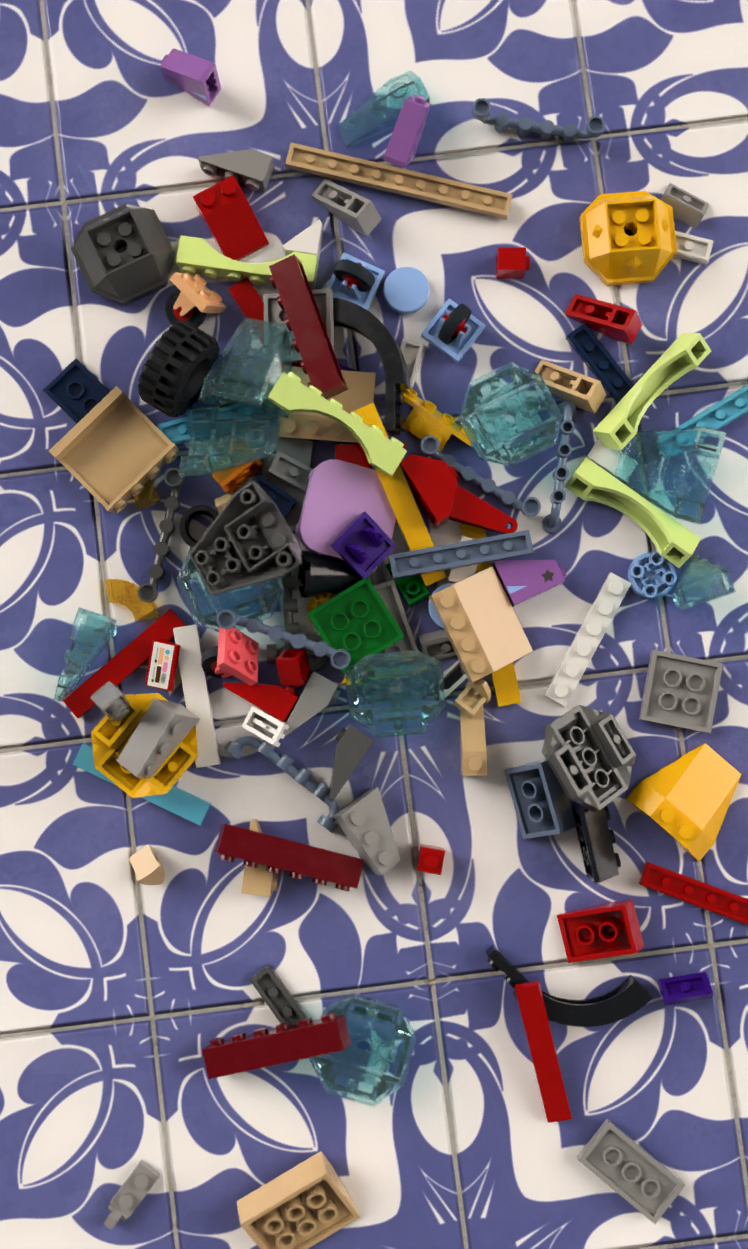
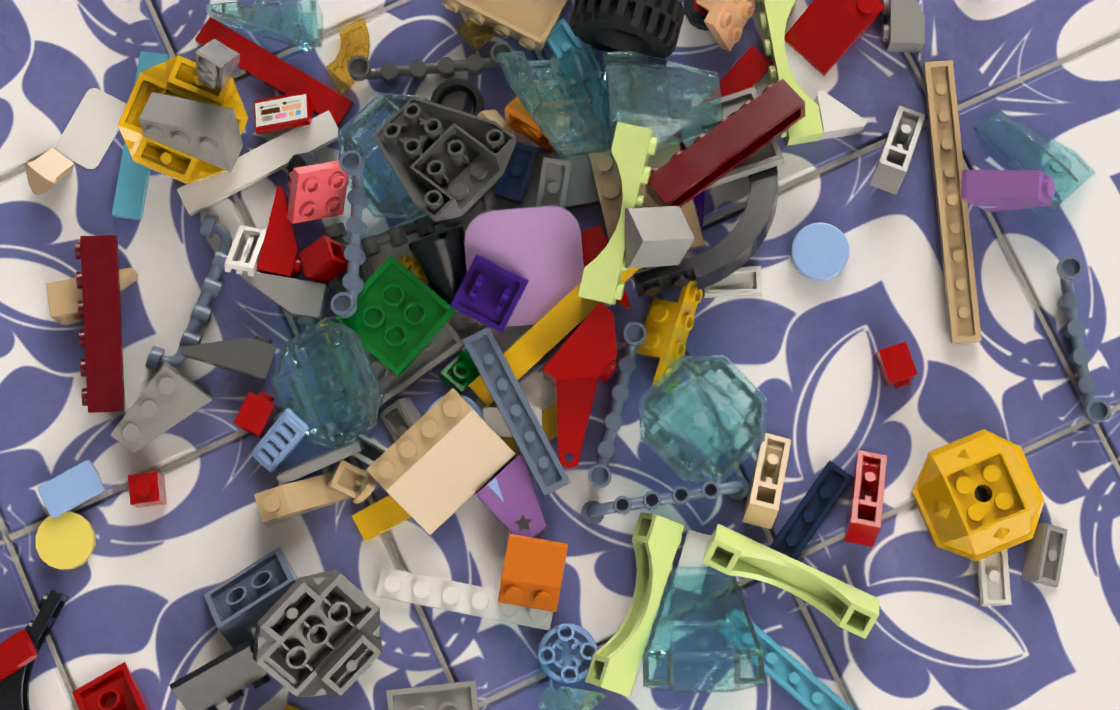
camera: 75 degrees right, 5 degrees down
(122, 821) = (91, 128): none -> white sticker
(355, 280) = (808, 188): plate -> none
(365, 399) = (656, 236): none -> light grey slope
(397, 756) = (256, 414): none -> red brick
(411, 919) = (71, 488): none -> light blue slope
(433, 755) = (268, 453): none -> light blue slope
(448, 935) = (65, 541): none -> light yellow tile
(450, 720) = (319, 462): none -> light grey tile
(453, 330) = (789, 322): light blue plate -> none
(588, 580) = (532, 573): none -> orange slope

